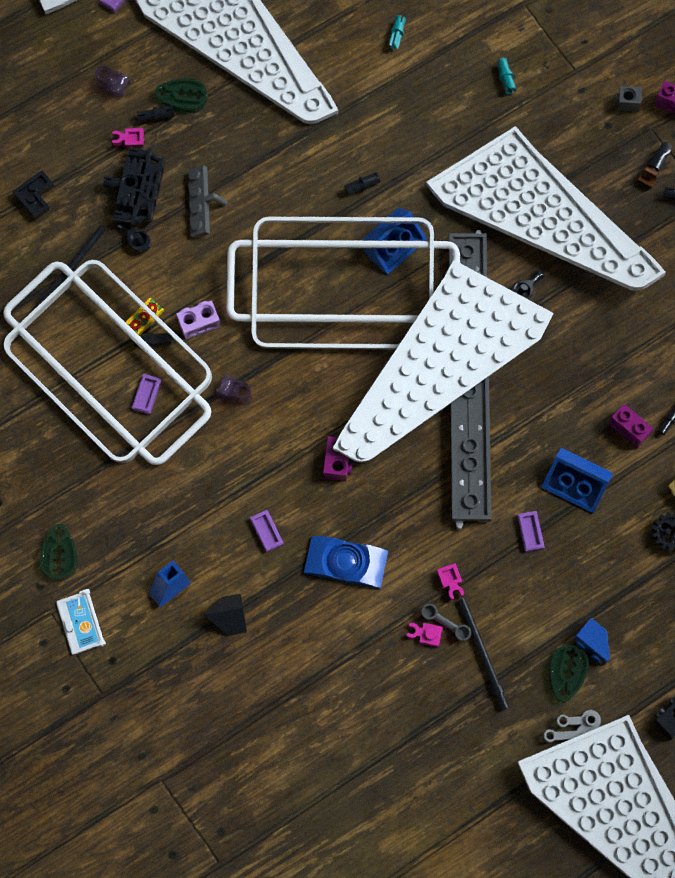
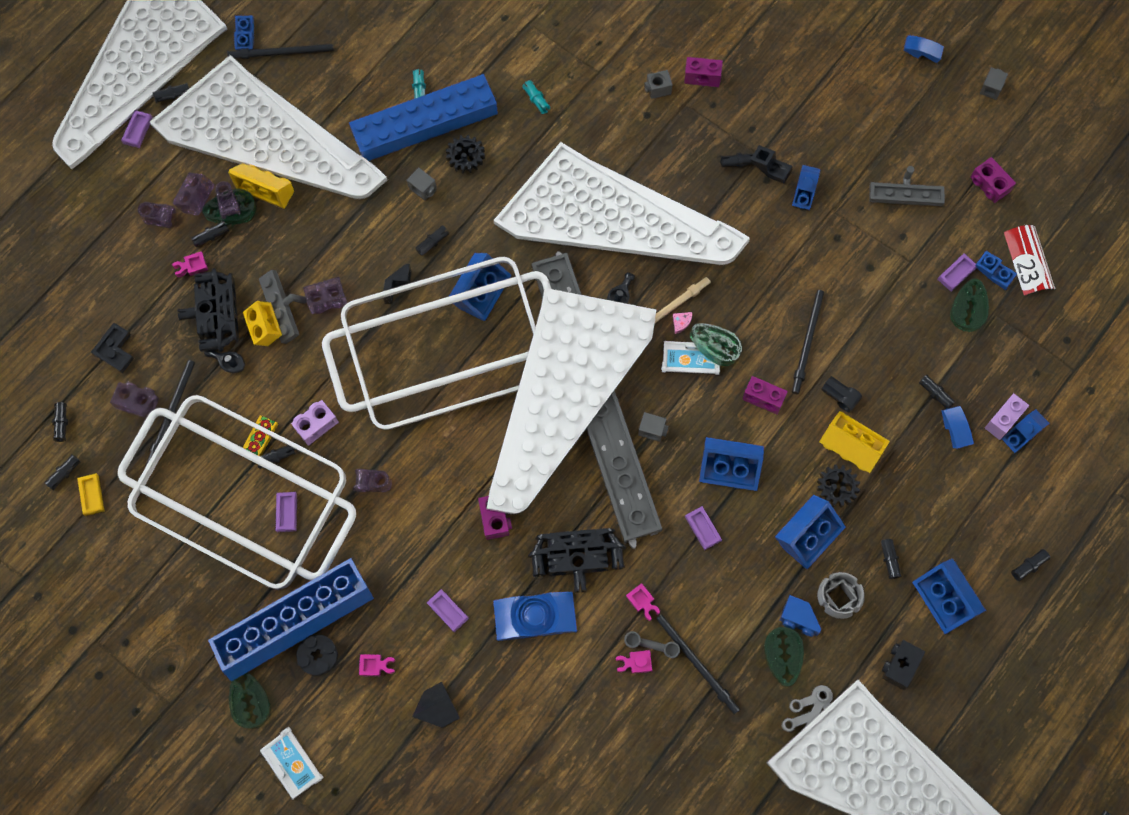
camera: 15 degrees left, 0 degrees up
(36, 250) = (133, 402): none -> clear purple brick
(120, 492) = (290, 619): none -> blue brick
(132, 522) = (322, 665): none -> black plate
(152, 71) = (193, 193): none -> clear purple brick
(168, 583) = (367, 696): blue slope -> none
(178, 212) = (262, 323): none -> yellow brick
(181, 89) = (227, 203): none -> clear purple piece
(184, 558) = (372, 665): none -> dark pink plate
(219, 82) = (262, 184): none -> yellow slope
(245, 200) = (324, 291): none -> clear purple brick
(318, 209) = (397, 279): none -> black slope
(369, 127) = (422, 184): none -> dark grey brick
(392, 64) = (424, 118): none -> blue brick
(406, 506) = (575, 542): none -> black piece
(428, 114) = (462, 163): none -> black gear
(514, 423) = (653, 427): none -> dark grey brick
(561, 367) = (689, 360): none -> door
(575, 332) = (681, 321): none -> bright pink tile
(594, 307) = (691, 291): none -> tan bar
(596, 371) = (713, 352): none -> clear green piece
(631, 566) = (810, 531): none -> blue slope
(651, 172) = (702, 147): piece -> none
(651, 628) = (850, 587): none -> light grey piece

